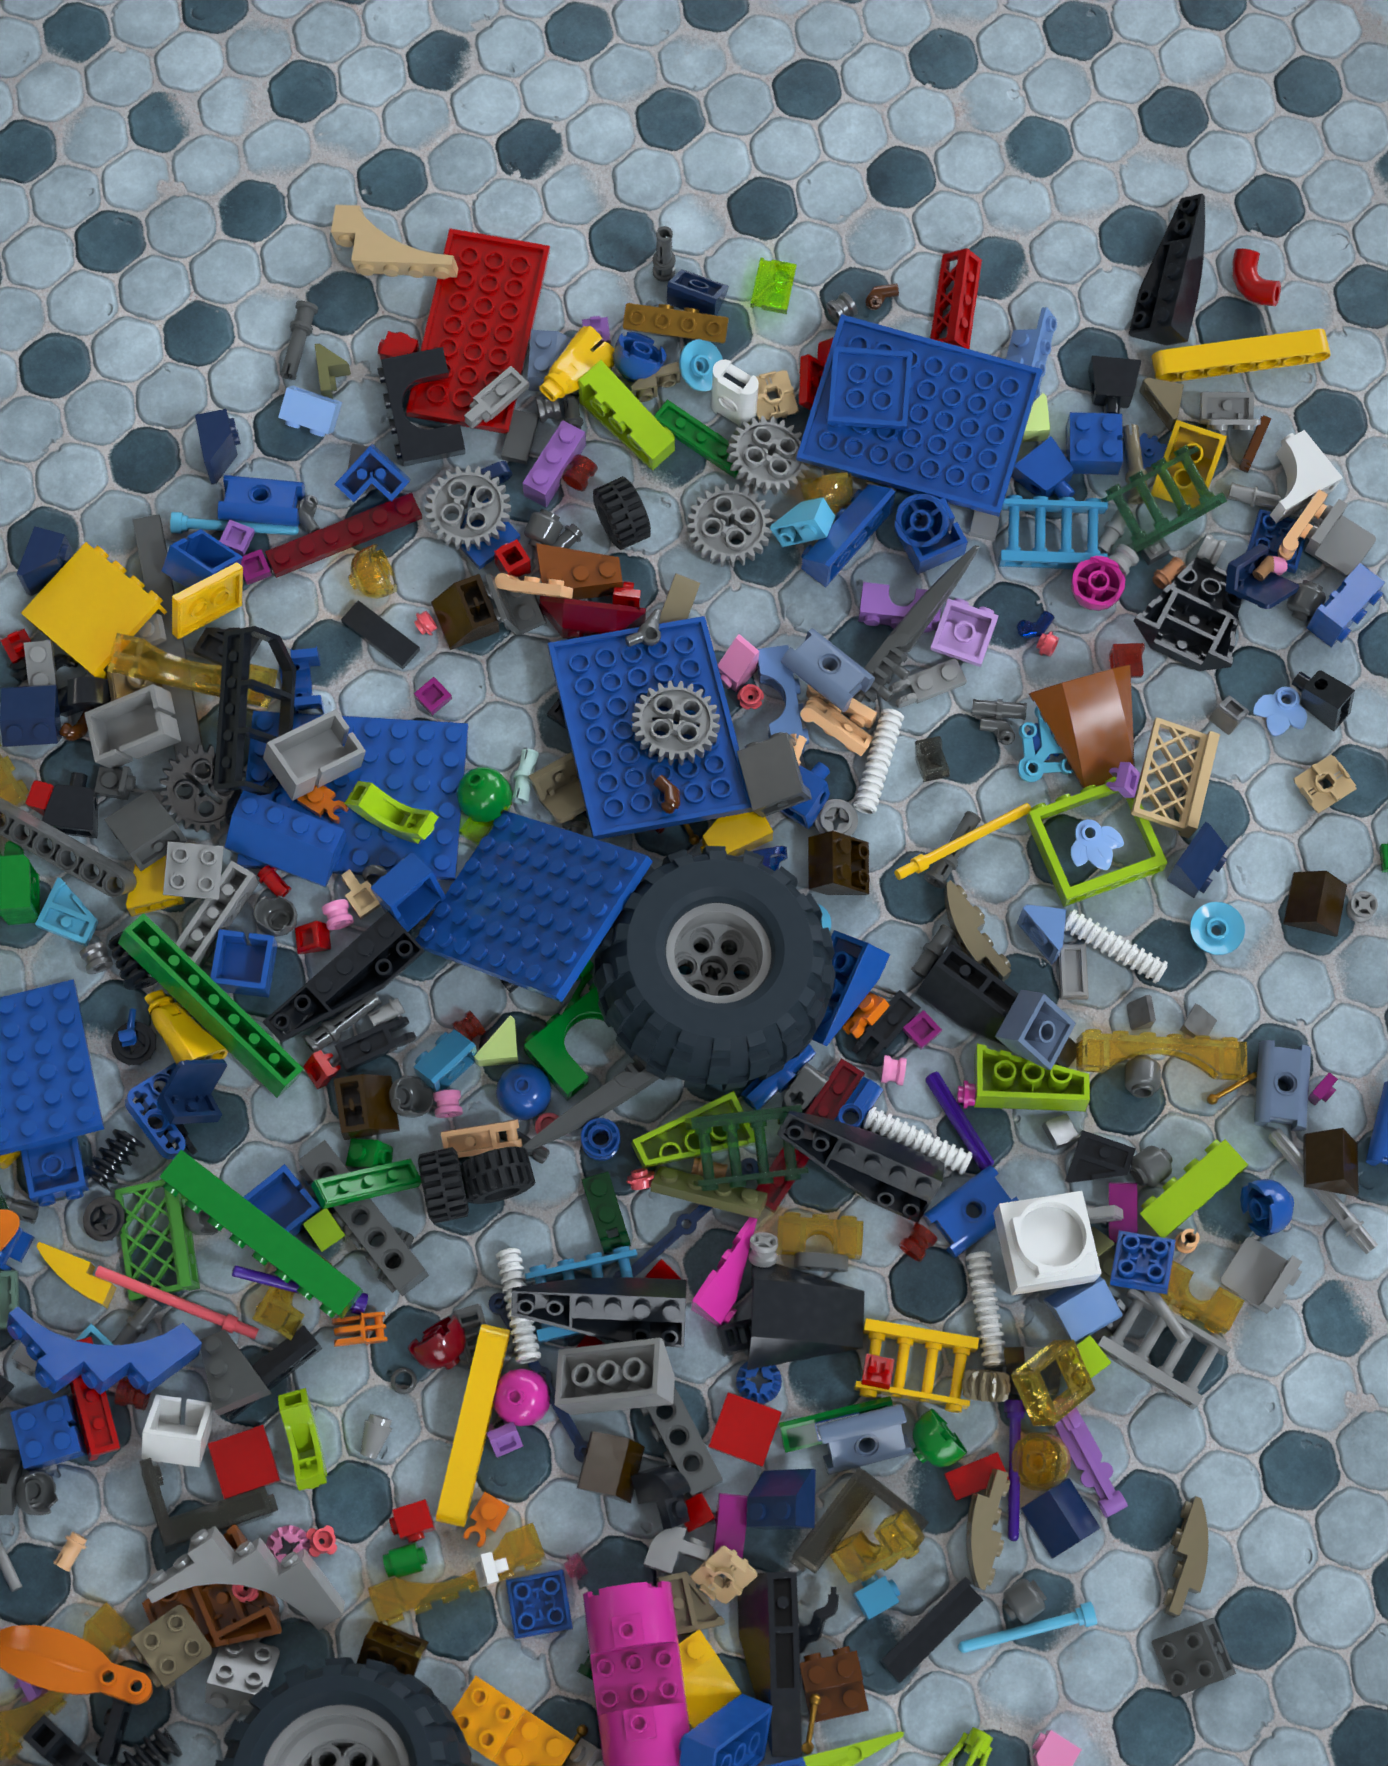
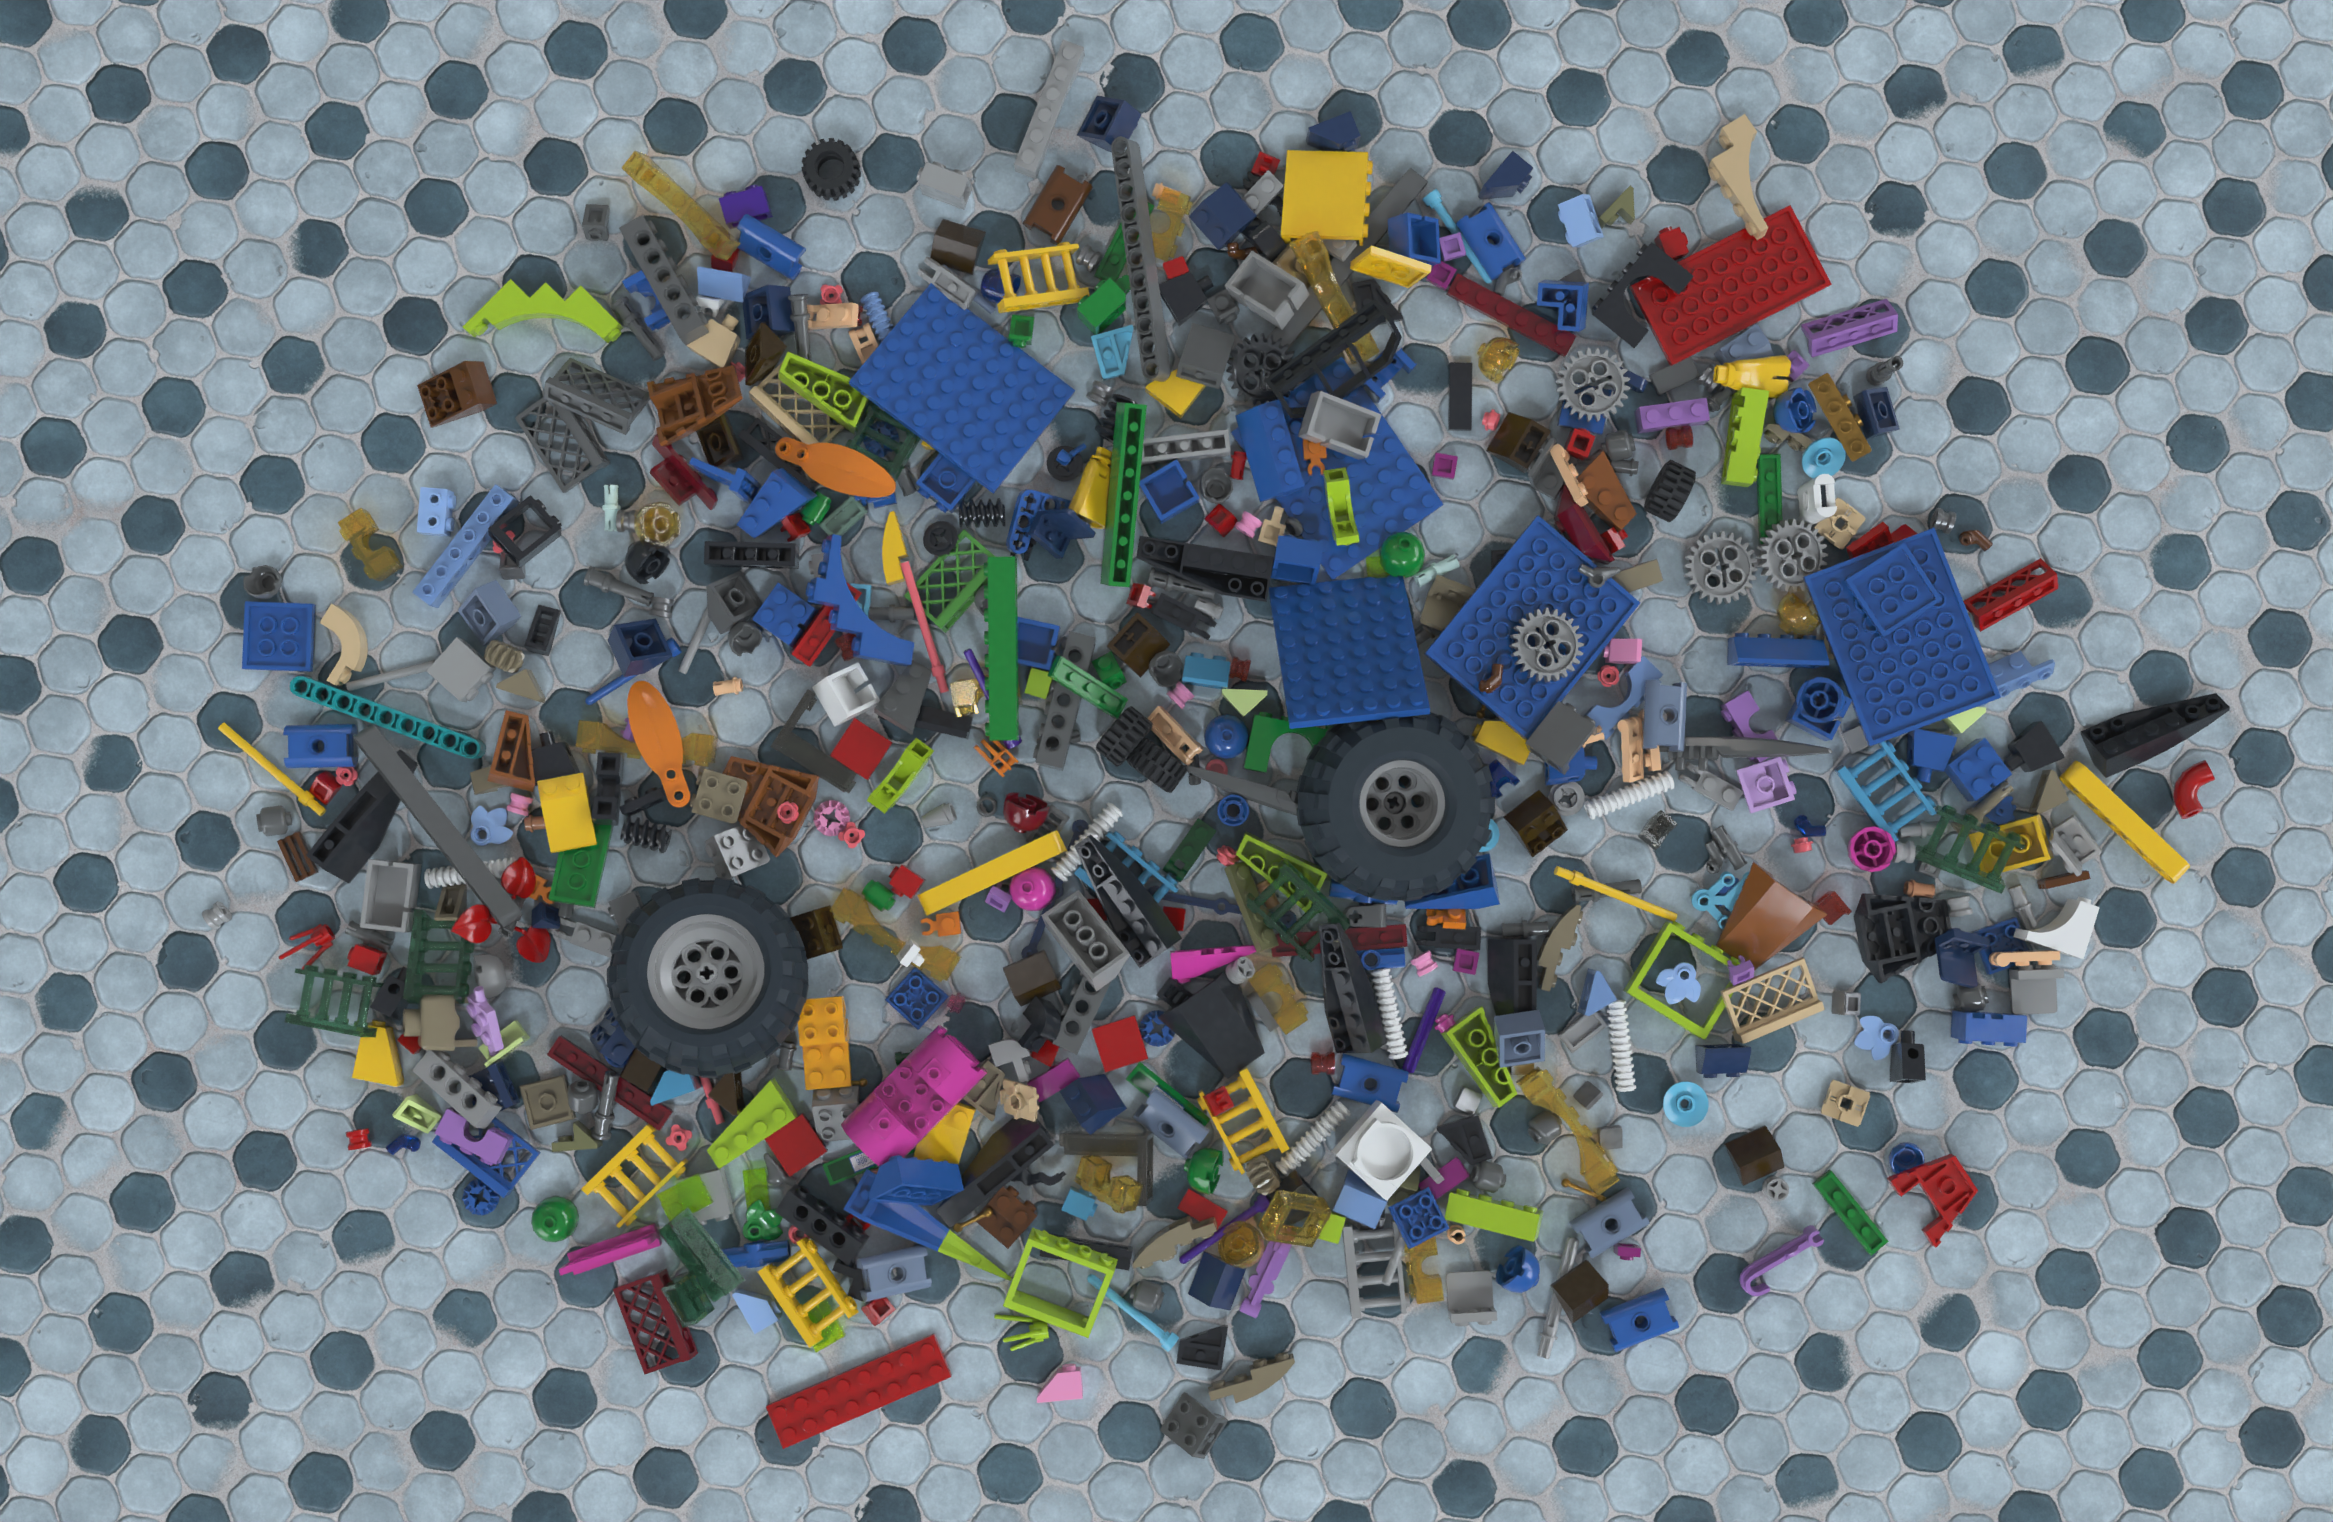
camera: 50 degrees right, 15 degrees up
(193, 870) = (1201, 411): light grey hinge -> none
(252, 1565) = (802, 808): light grey arch -> none
(300, 329) = (1635, 165): dark grey pin -> none
(496, 397) = (1688, 339): light grey hinge -> none
(605, 259) = (1853, 330): none -> medium lavender fence
(773, 285) = (1923, 460): clear neon green plate -> none
(804, 523) = (1760, 618): medium azure slope -> none
(966, 1716) = (1051, 1312): none -> lime window
(1121, 1584) = (1203, 1349): none -> black wing
(1270, 564) = (1977, 955): medium nougat arm -> none

